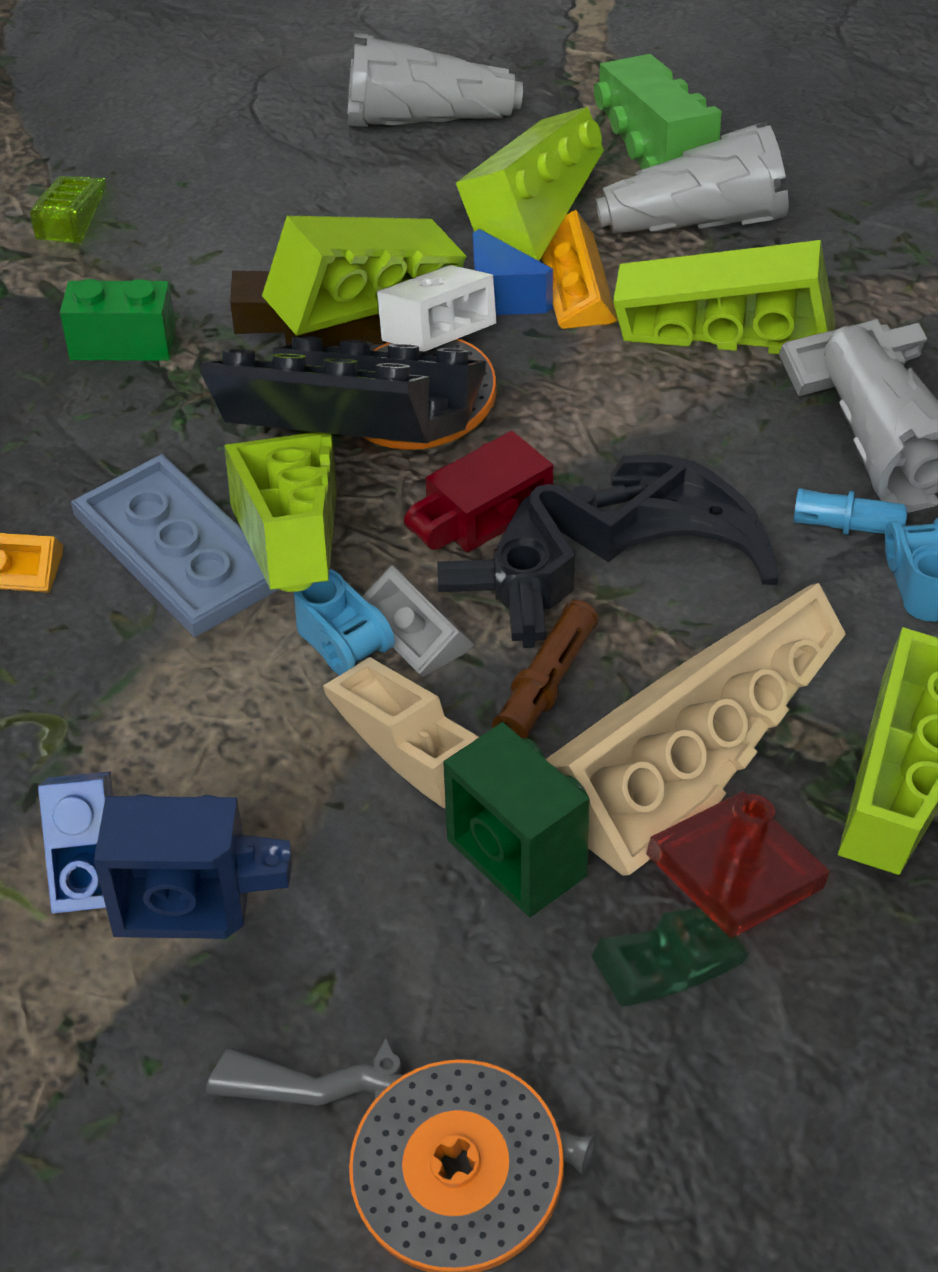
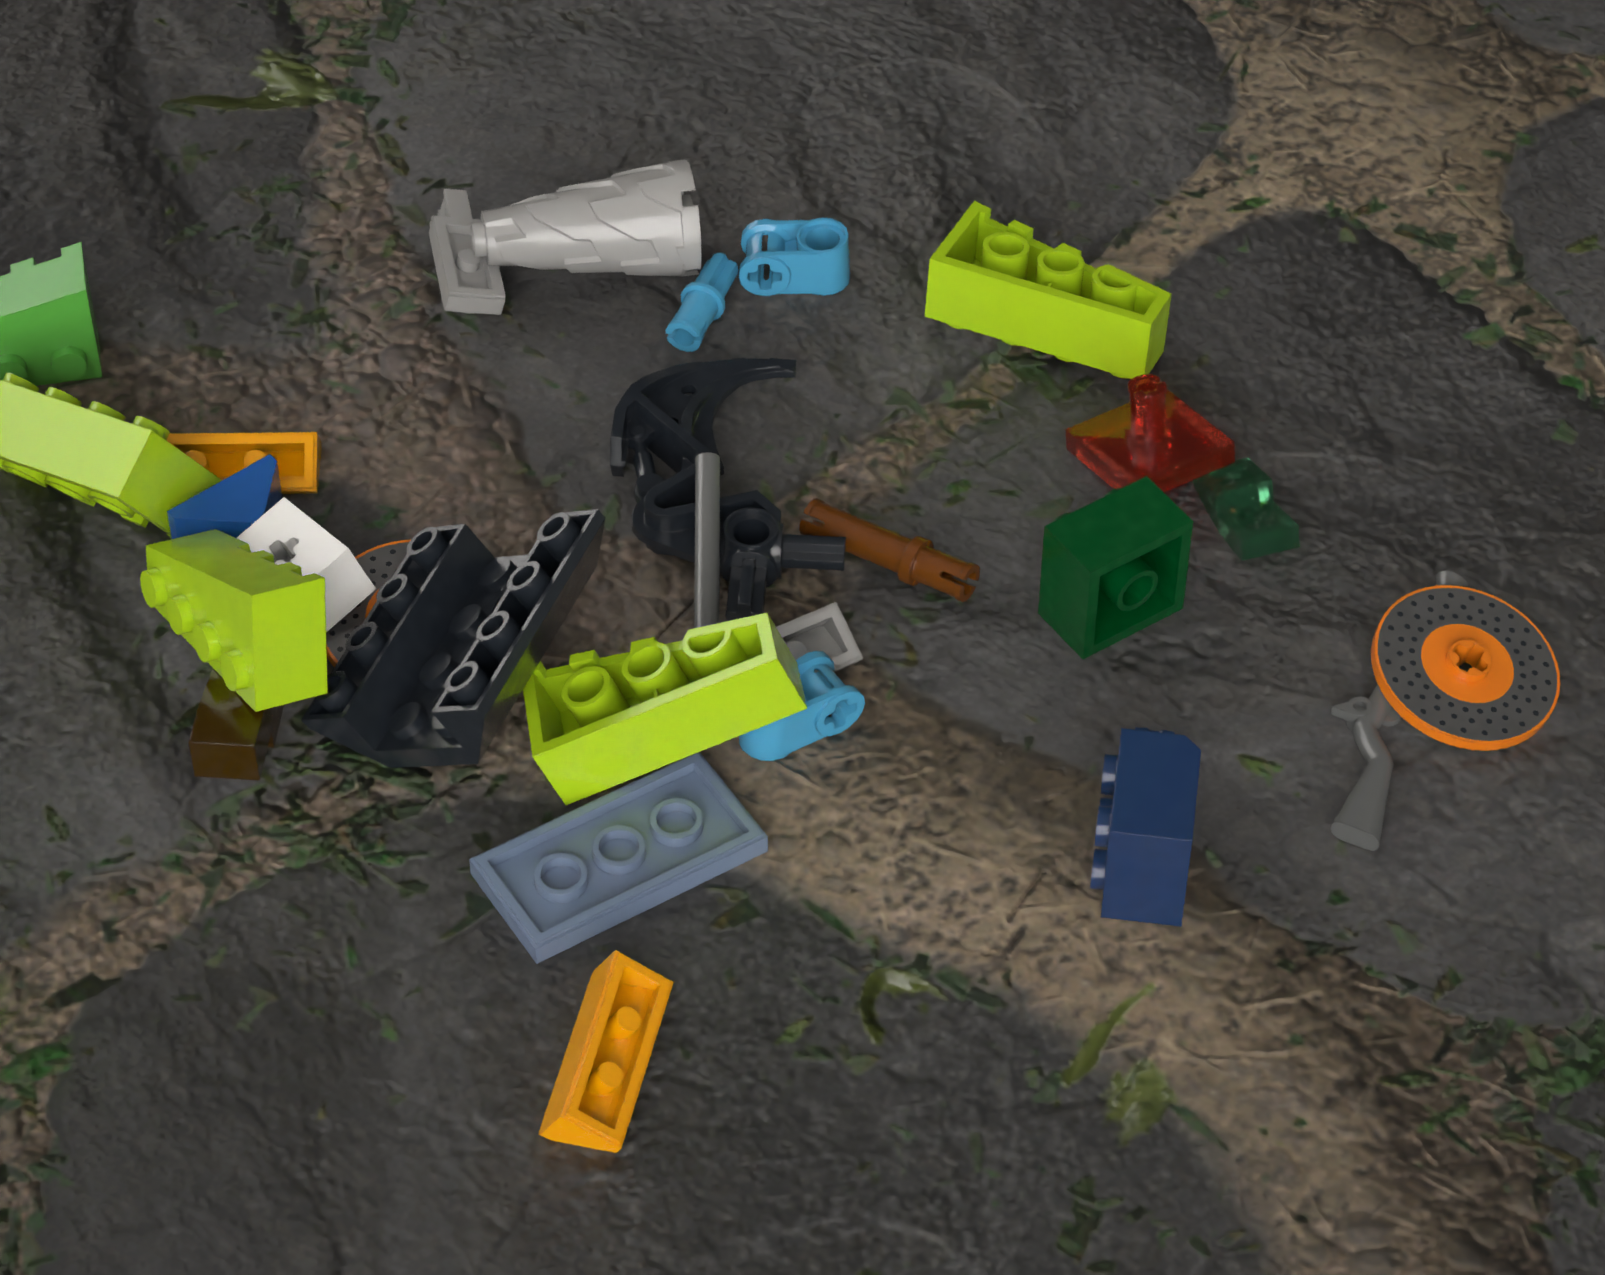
camera: 85 degrees left, 0 degrees up
(70, 826) = (1074, 926): slope -> none
(118, 320) = (209, 888): green brick -> none
(399, 723) = (955, 660): tan slope -> none
(478, 493) = (634, 577): dark red brick -> none
(481, 536) = (707, 540): none -> dark grey bar
(695, 727) = (974, 443): tan wedge -> none
(704, 187) = (143, 303): light grey cone -> none
(727, 297) = (357, 322): lime wedge -> none

